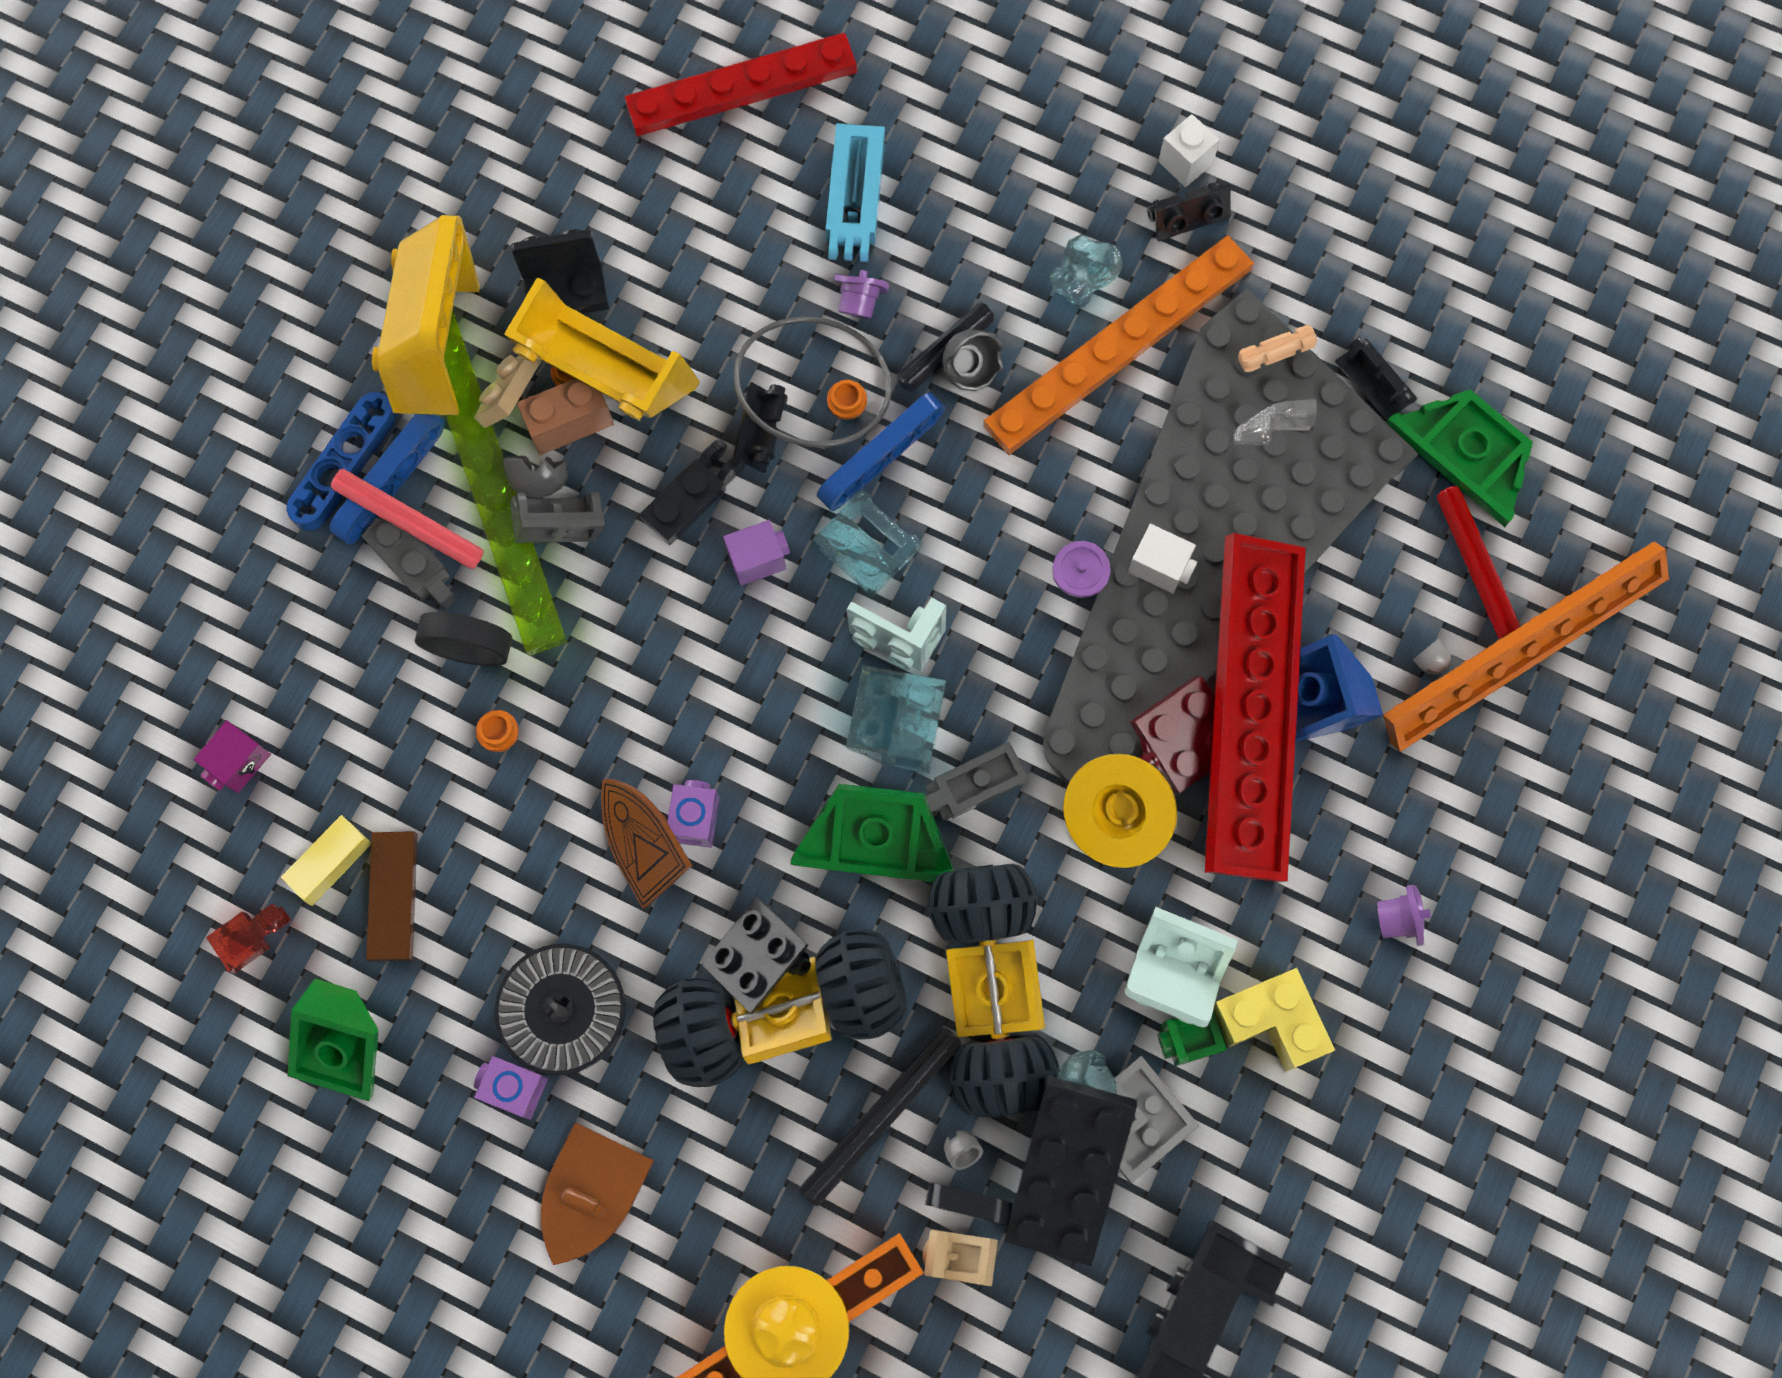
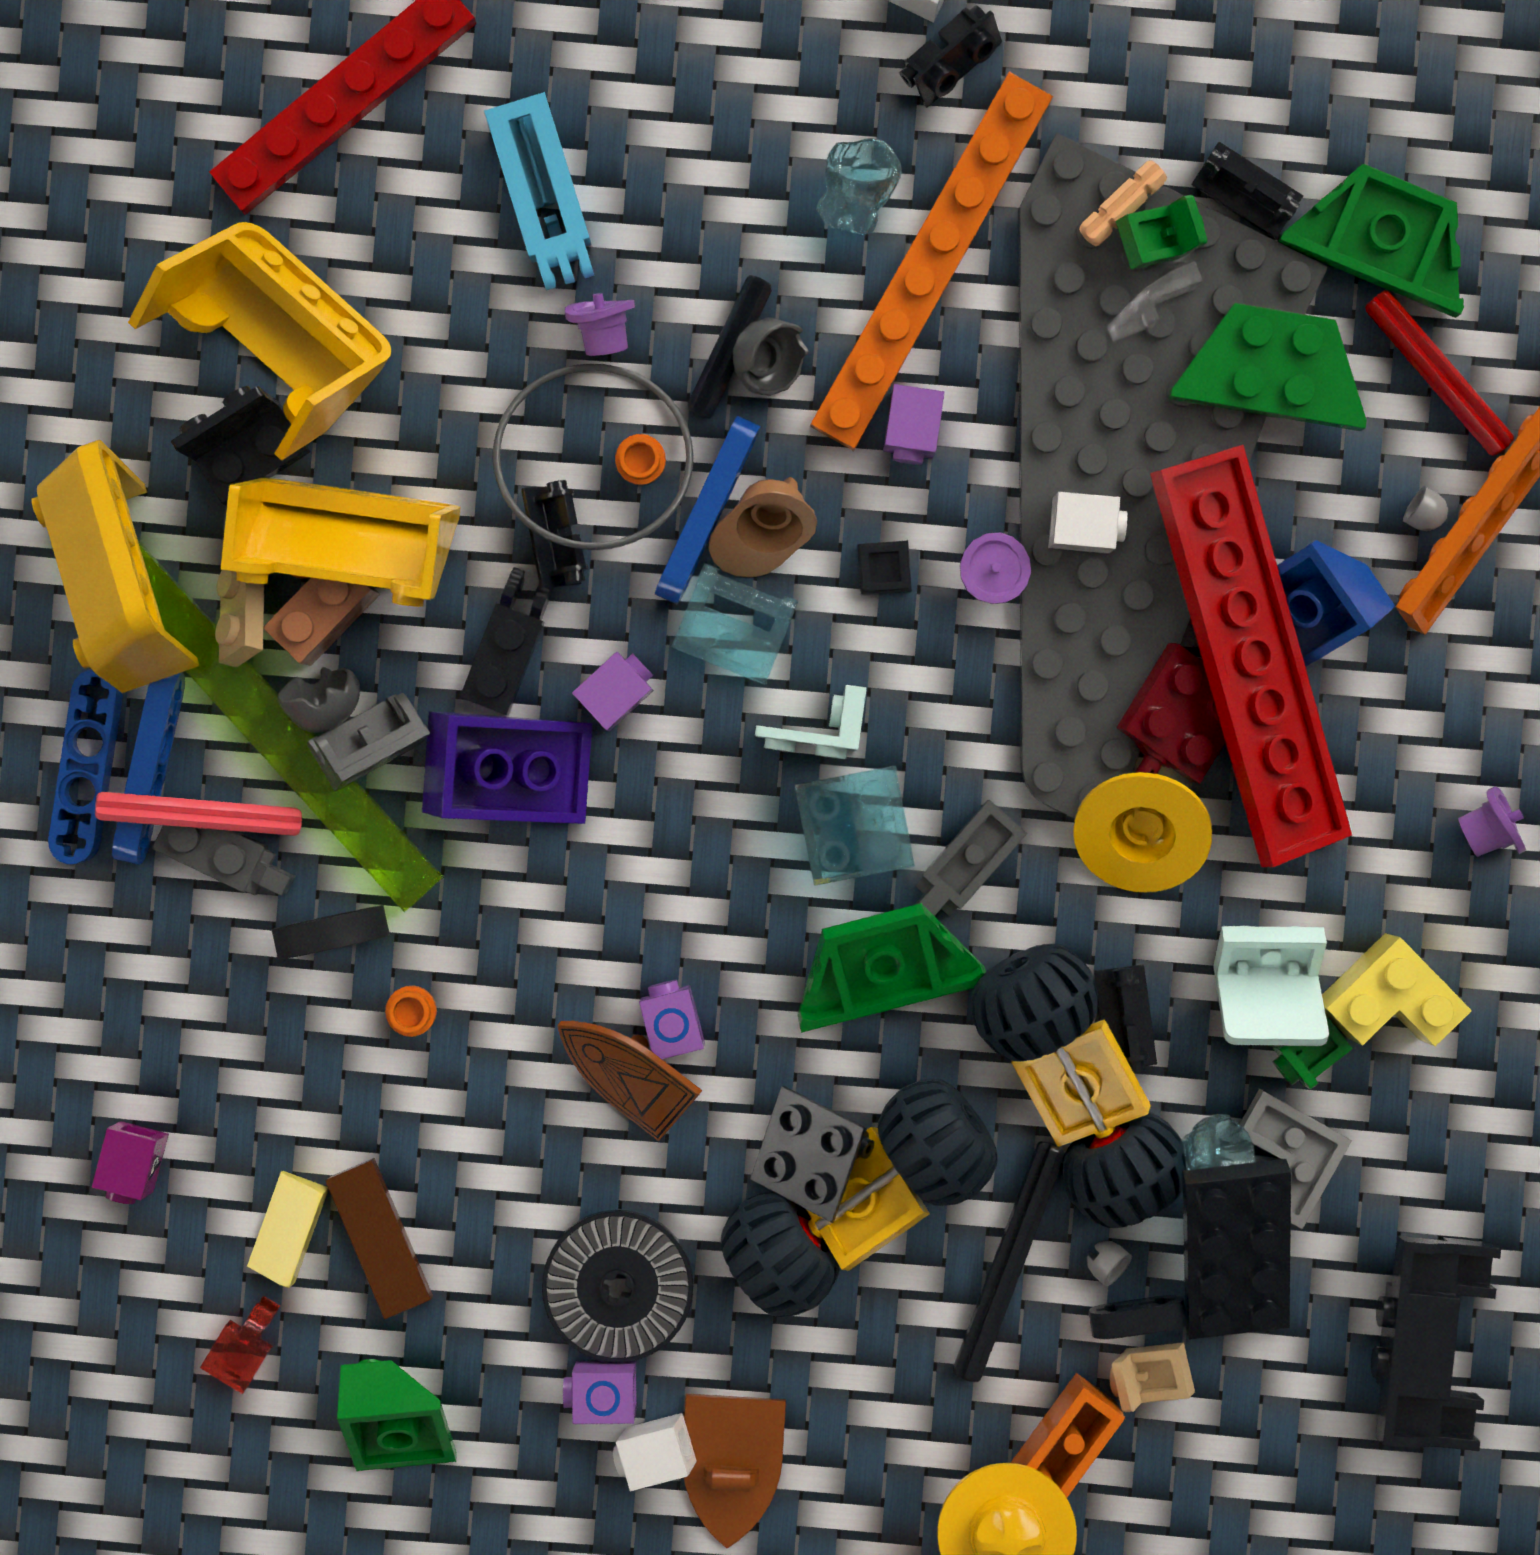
camera: 25 degrees left, 15 degrees up
(529, 1153) = (654, 1452): none -> white brick
(626, 200) = (277, 313): none -> yellow windscreen
(651, 577) = (506, 768): none -> dark purple slope
(915, 478) = (762, 529): none -> medium nougat piece
(997, 544) = (884, 567): none -> black tile
(1055, 950) = (1126, 1009): none -> black hinge
(1060, 446) = (913, 423): none -> medium lavender brick
(1298, 377) = (1162, 233): none -> green bracket
(1349, 505) = (1275, 368): none -> green wing

